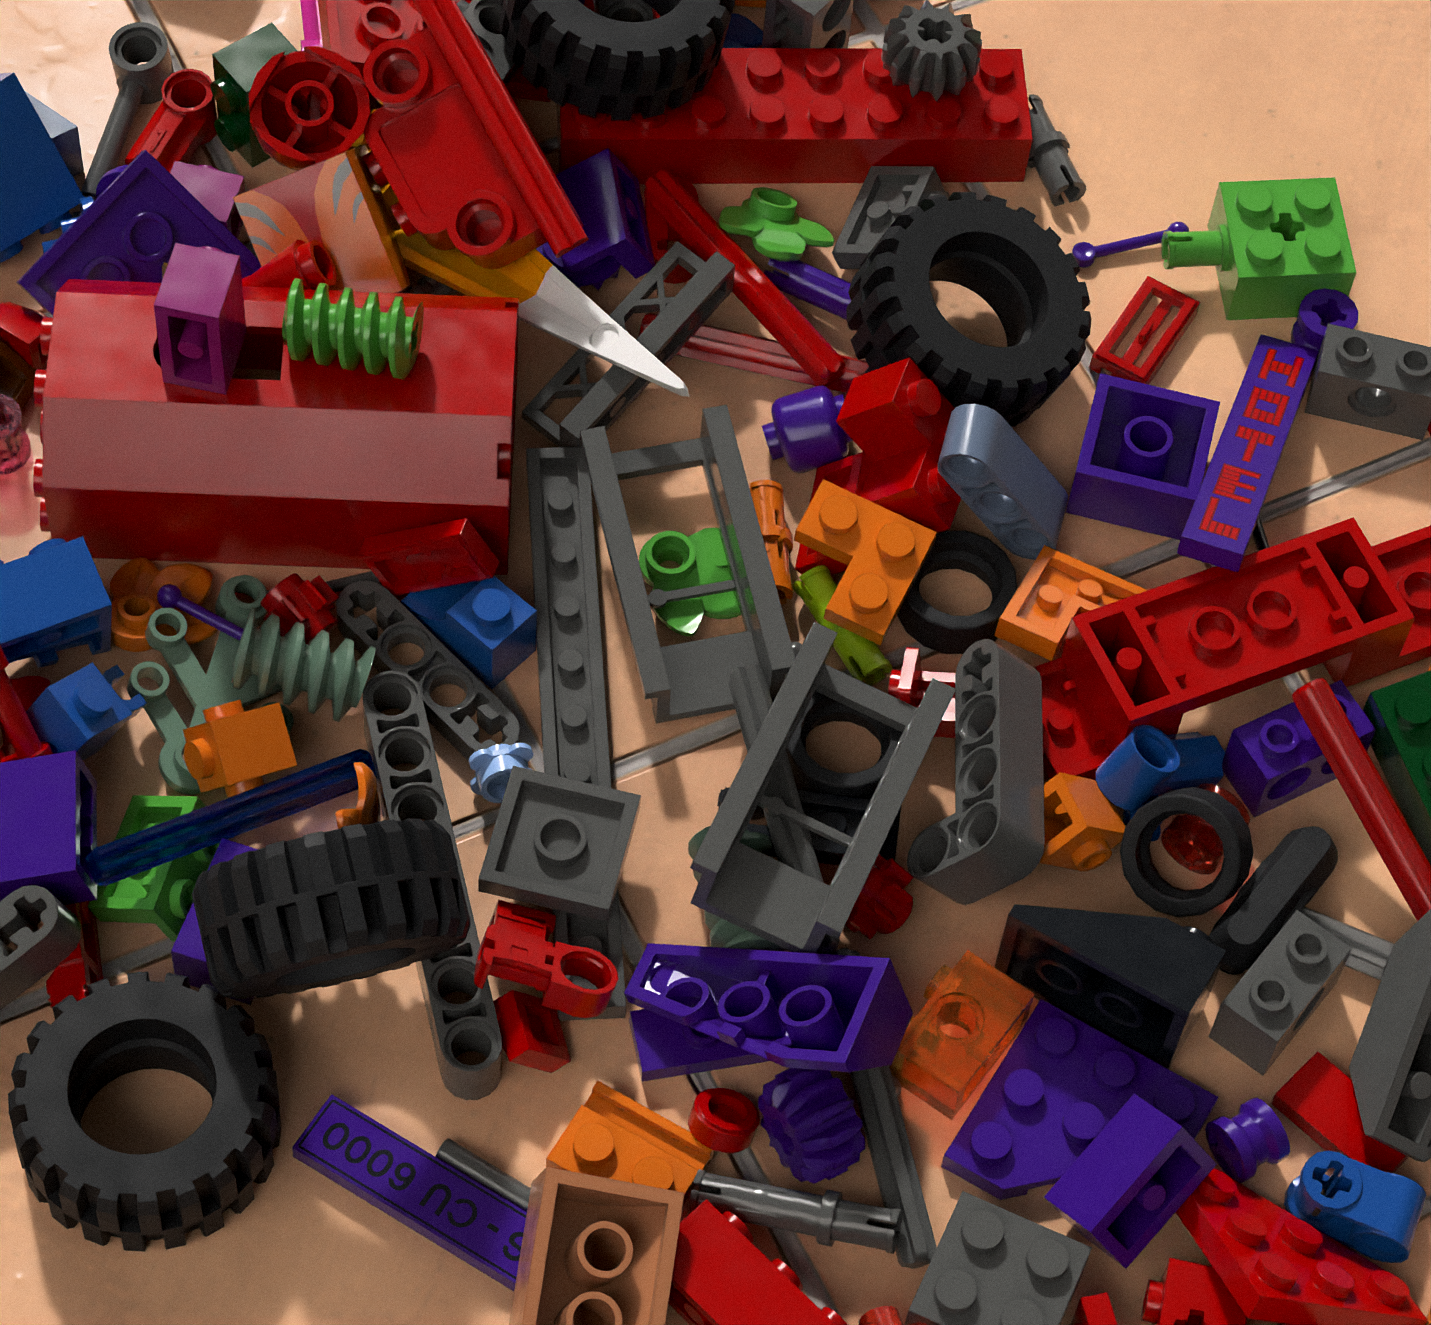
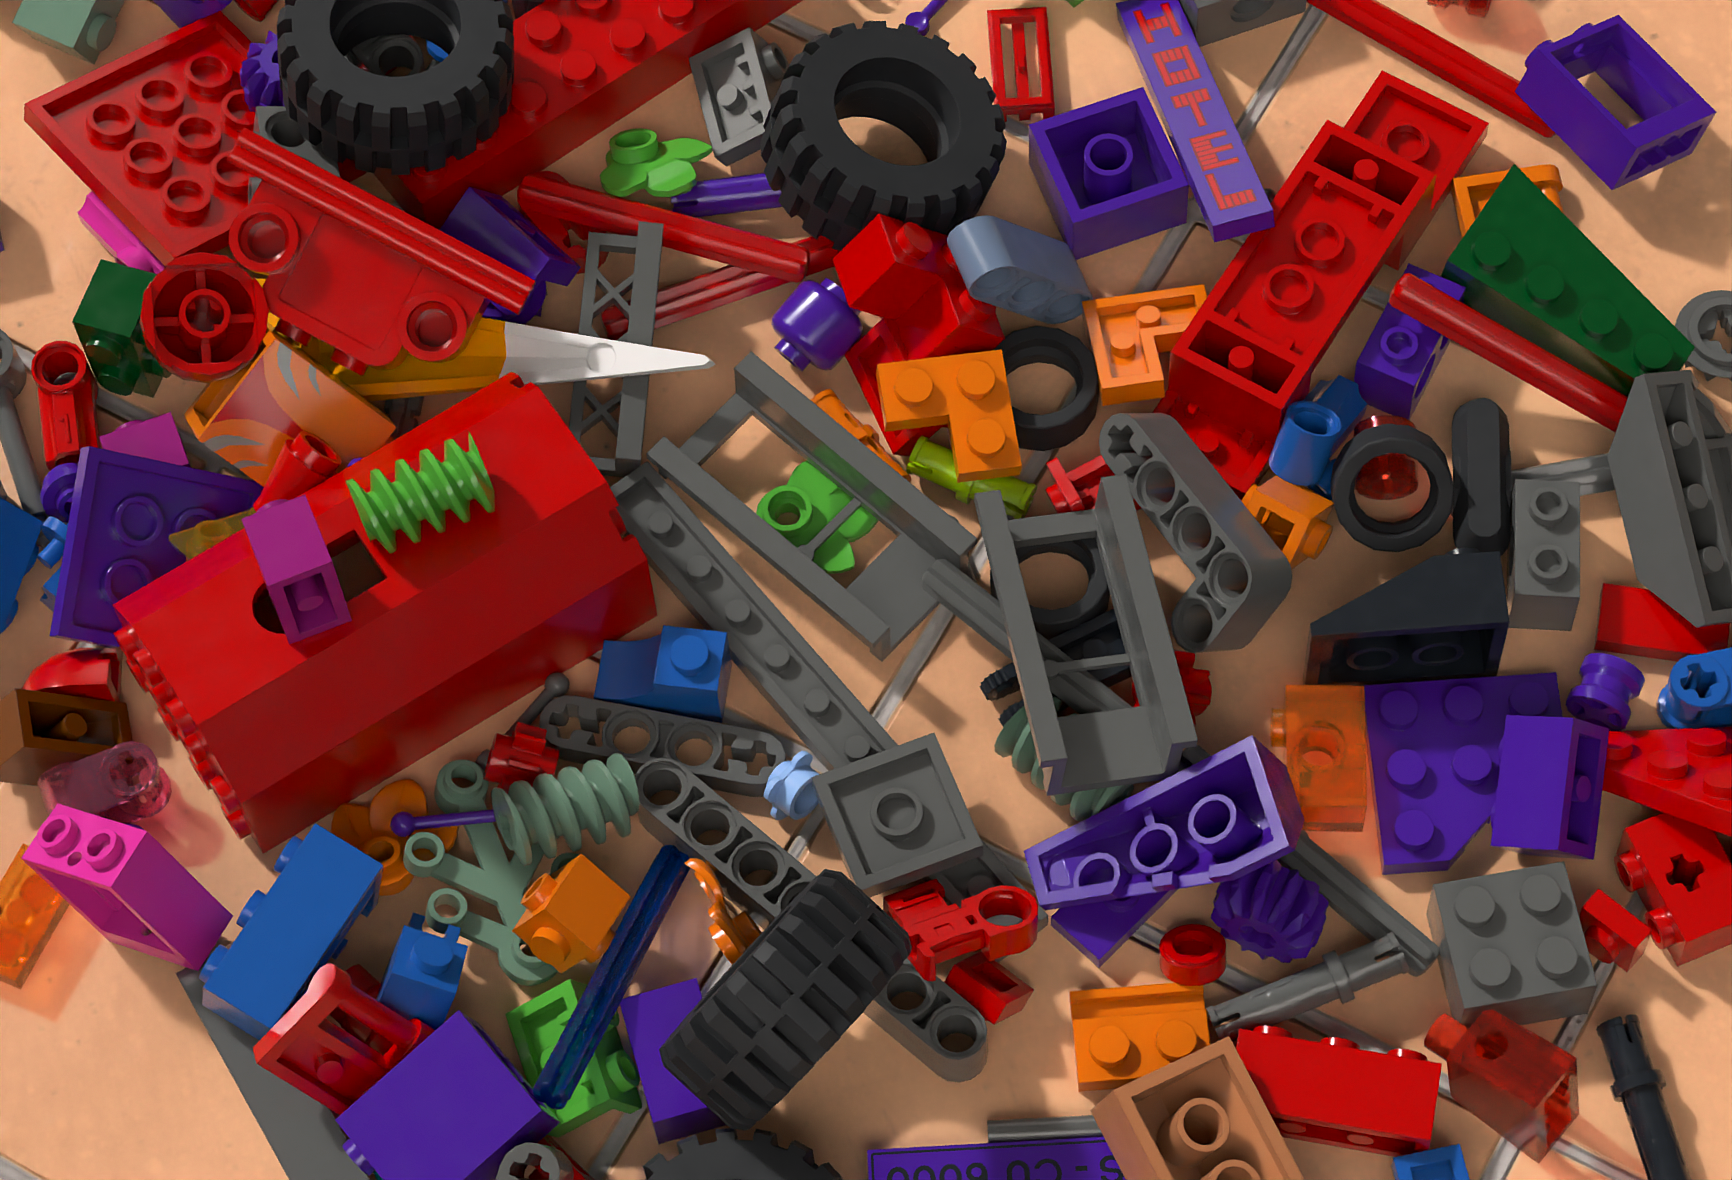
camera: 25 degrees left, 5 degrees up
(429, 557) = (600, 645): red plate -> none

